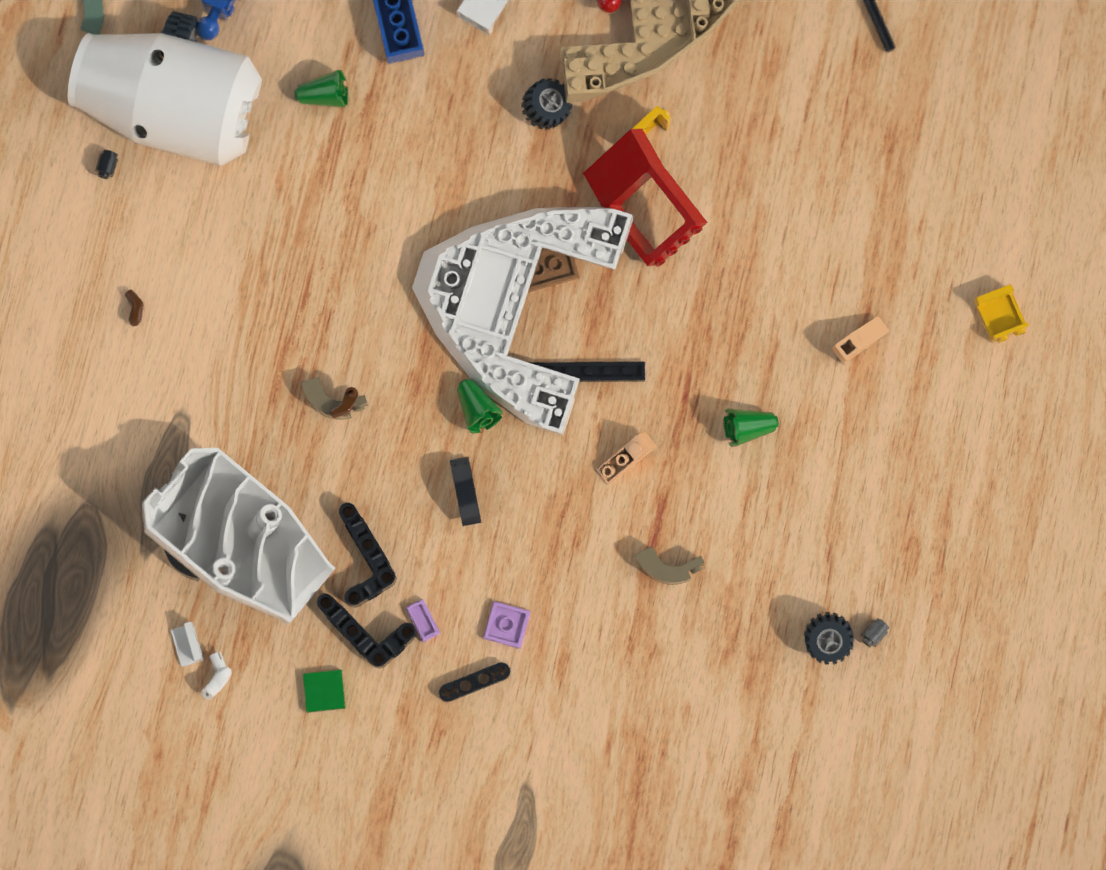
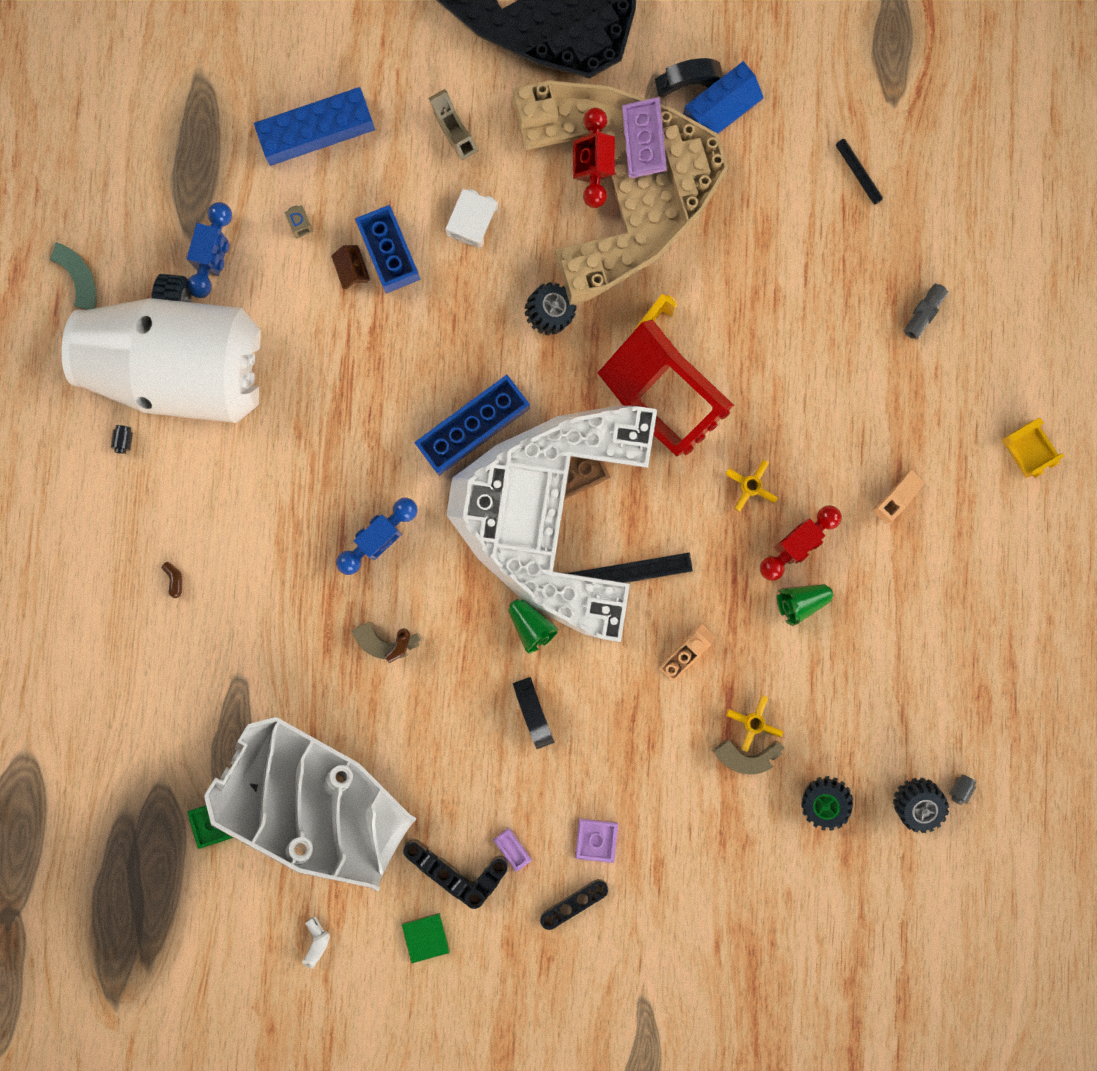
camera: 10 degrees left, 5 degrees up
(133, 549) = (203, 831): none -> green tile
(187, 644) = (281, 913): white panel -> none
(324, 91) = (327, 330): green cone -> none
(341, 296) = (377, 536): none -> blue brick
(357, 31) = (350, 266): none -> reddish brown panel
(374, 557) = (455, 795): black beam -> none
(452, 204) = (472, 425): none -> blue brick
(684, 528) = (761, 727): none -> yellow bar
(716, 299) = (754, 478): none -> yellow bar
(737, 621) = (827, 803): none -> black wheel
(753, 366) = (799, 541): none -> red brick
(918, 164) = (925, 311): none -> dark grey piece

